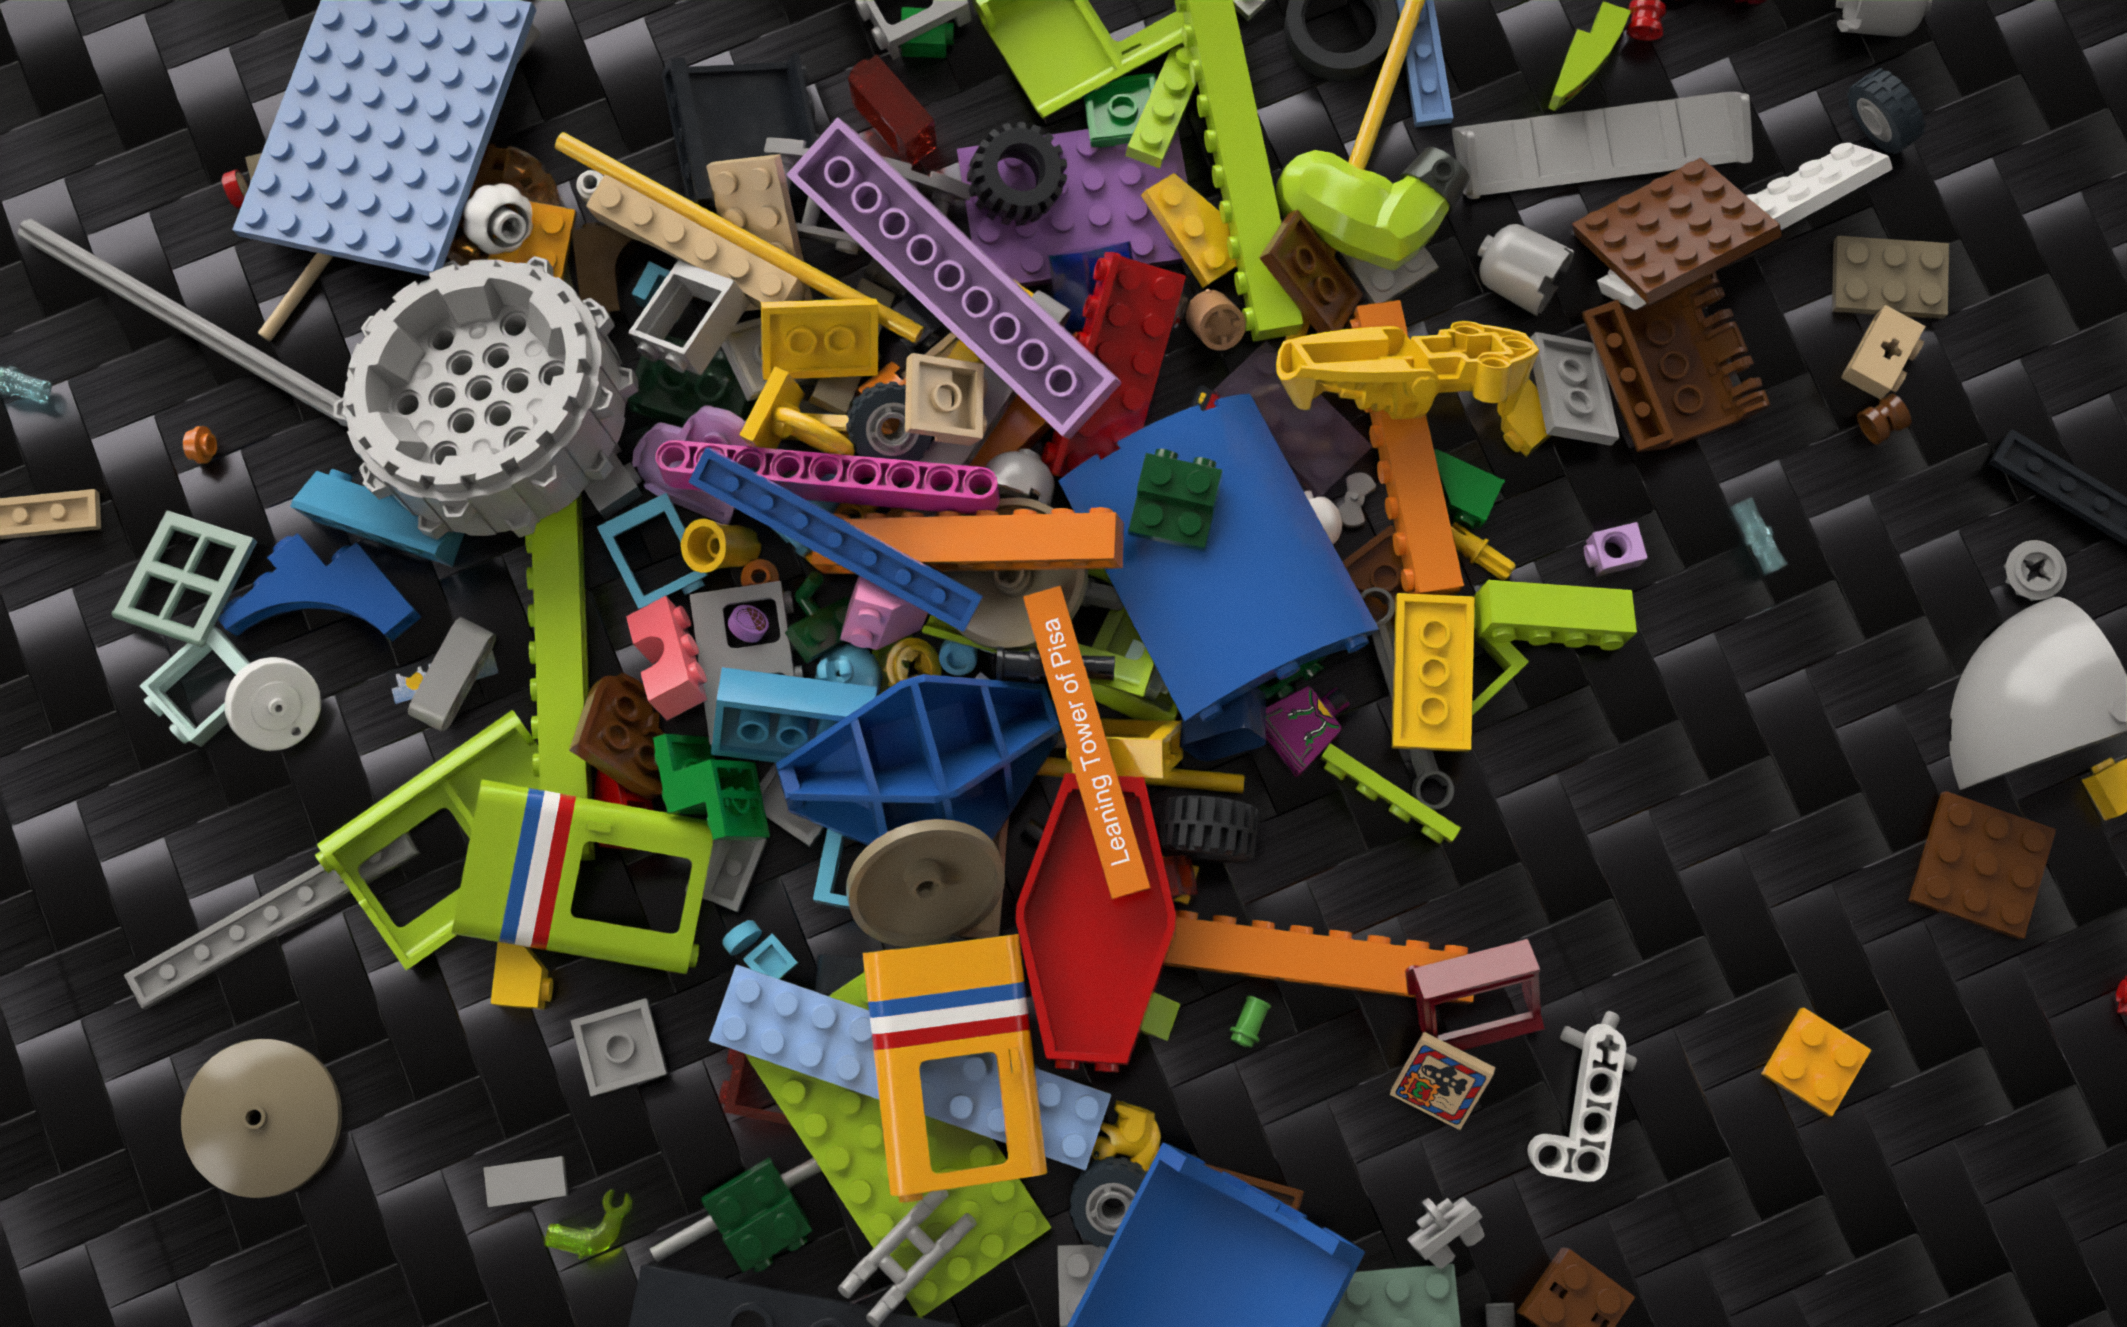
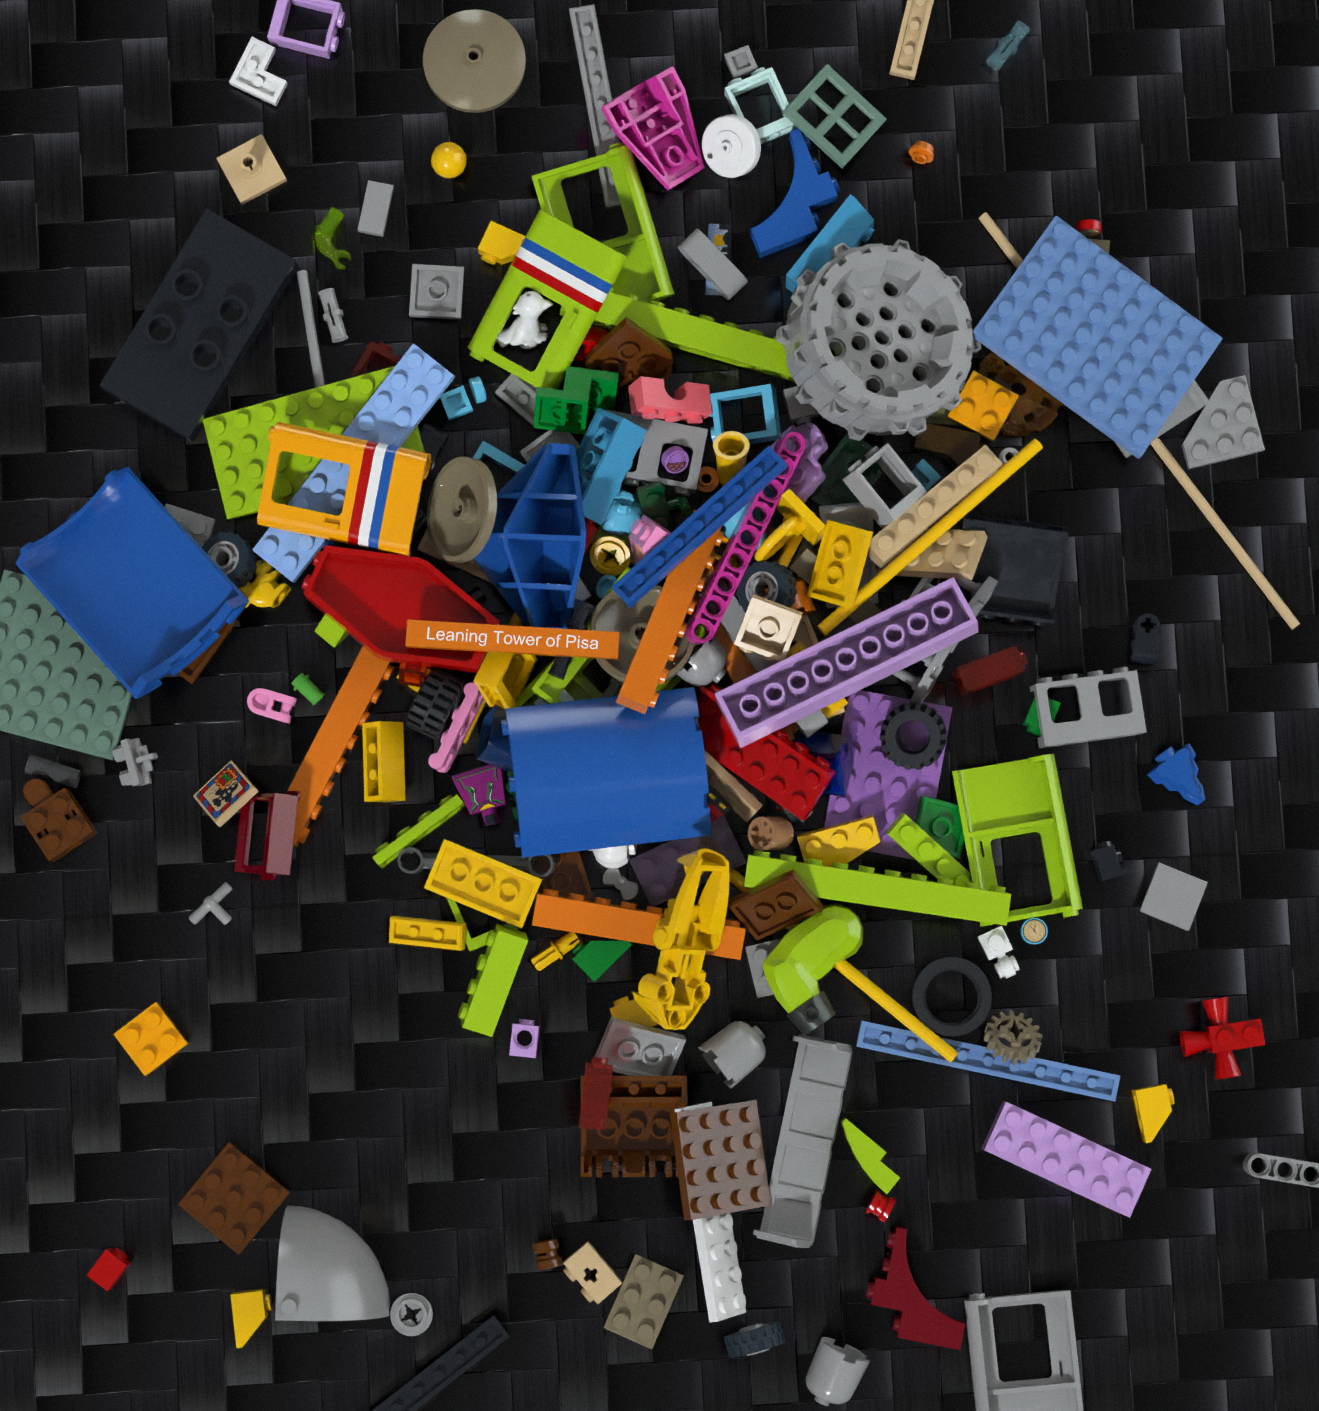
camera: 110 degrees right, 5 degrees up
(147, 736) = (740, 62): none -> light grey plate
(178, 317) = (1012, 166): light grey axle -> none
(276, 816) = (658, 127): none -> dark pink wedge
(420, 1098) = (448, 160): none -> yellow piece
(487, 215) = (1001, 382): white plant -> none
(629, 899) = (526, 328): none -> white animal
(724, 1168) = (333, 315): none -> light grey pin
(758, 1216) = (300, 341): dark green plate -> none
(904, 1280) = (226, 418): light grey piece -> none
(1176, 500) = (646, 751): dark green plate -> none
(1180, 384) = (729, 788): none -> tan plate
(1245, 789) = (454, 736): none -> bright pink plate
(1291, 1080) = (262, 702): none -> bright pink plate
(1314, 875) = (383, 761): none -> yellow brick
(1525, 729) = (427, 933): none -> yellow tile
(1585, 1103) = (177, 881): white beam -> none
(1662, 410) = (596, 1094): none -> clear red window
(1758, 536) = (500, 1139): clear light blue pin -> none

